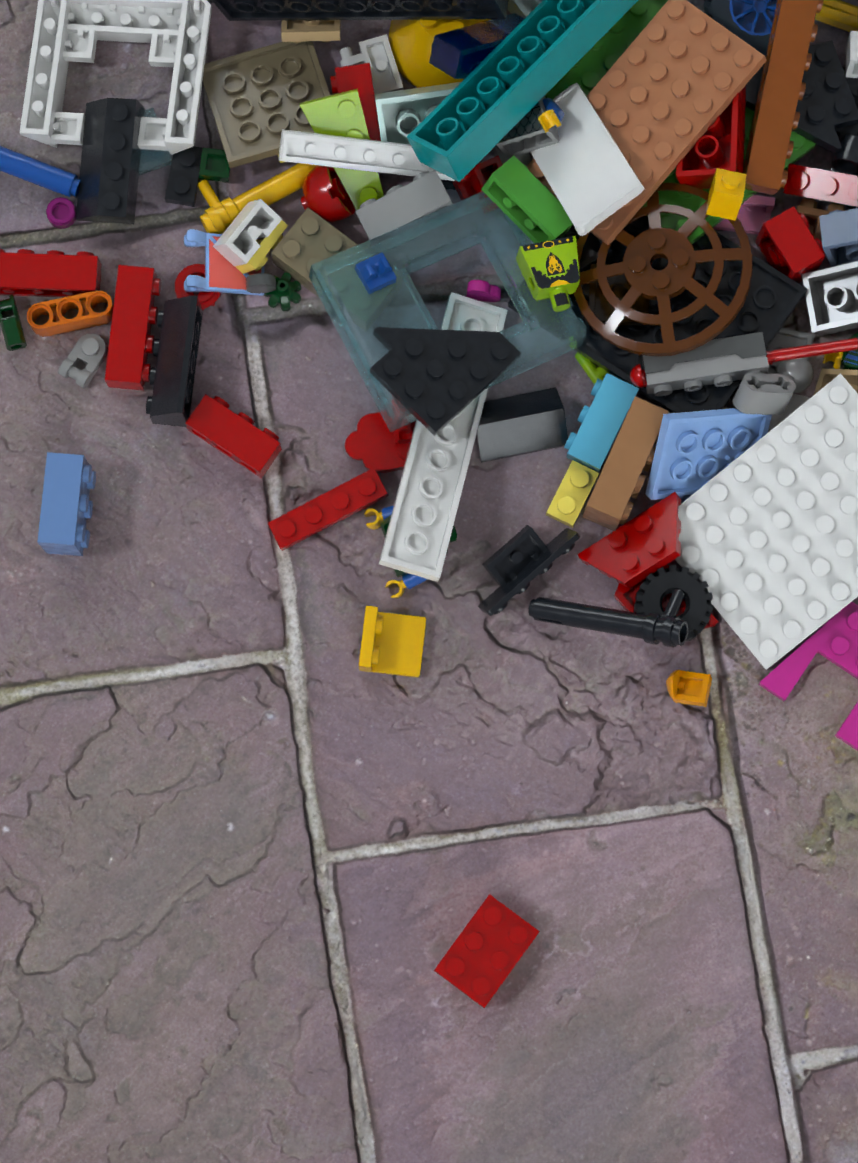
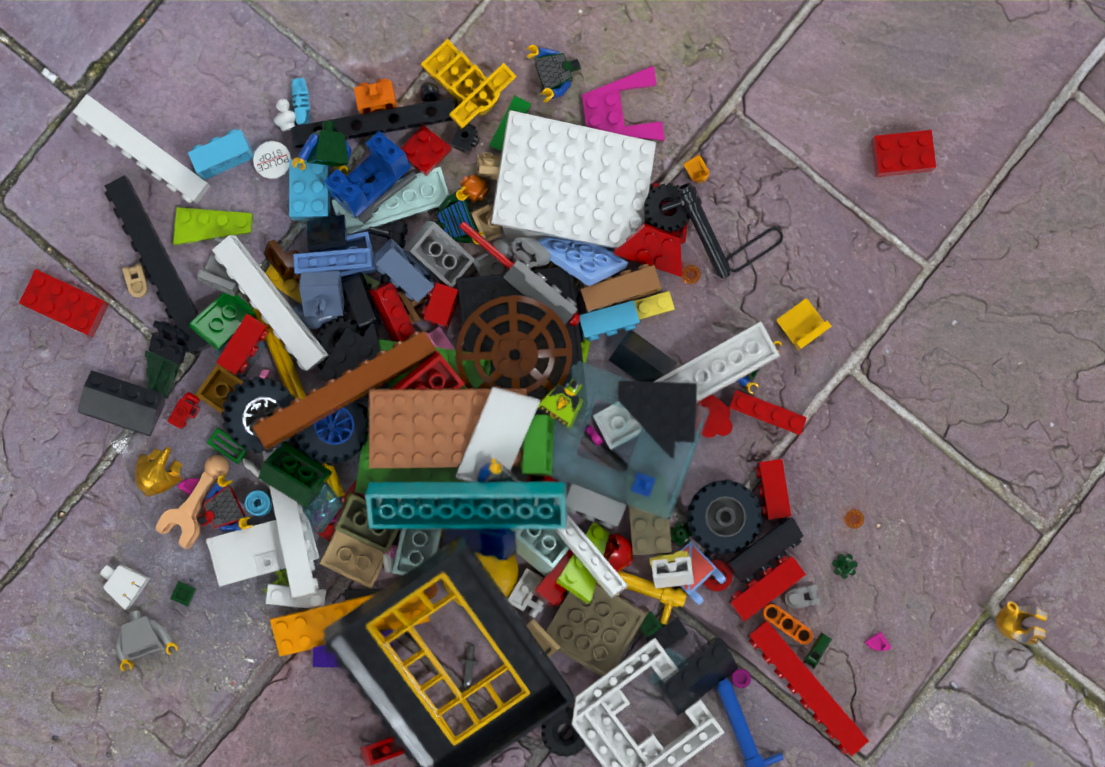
camera: 125 degrees left, 5 degrees up
(66, 504) = (882, 535): medium blue brick -> none
(73, 438) = (842, 562): none -> dark green plant
(111, 489) = (858, 514): none -> clear orange plate
(255, 348) = (724, 517): none -> black wheel
(260, 283) = (689, 544): dark grey tile -> none
(519, 669) = (781, 239): none -> black piece
(520, 563) = (710, 298): black bracket -> none
(576, 562) = (691, 268): none -> clear orange plate
(726, 194) = (453, 350): yellow brick -> none

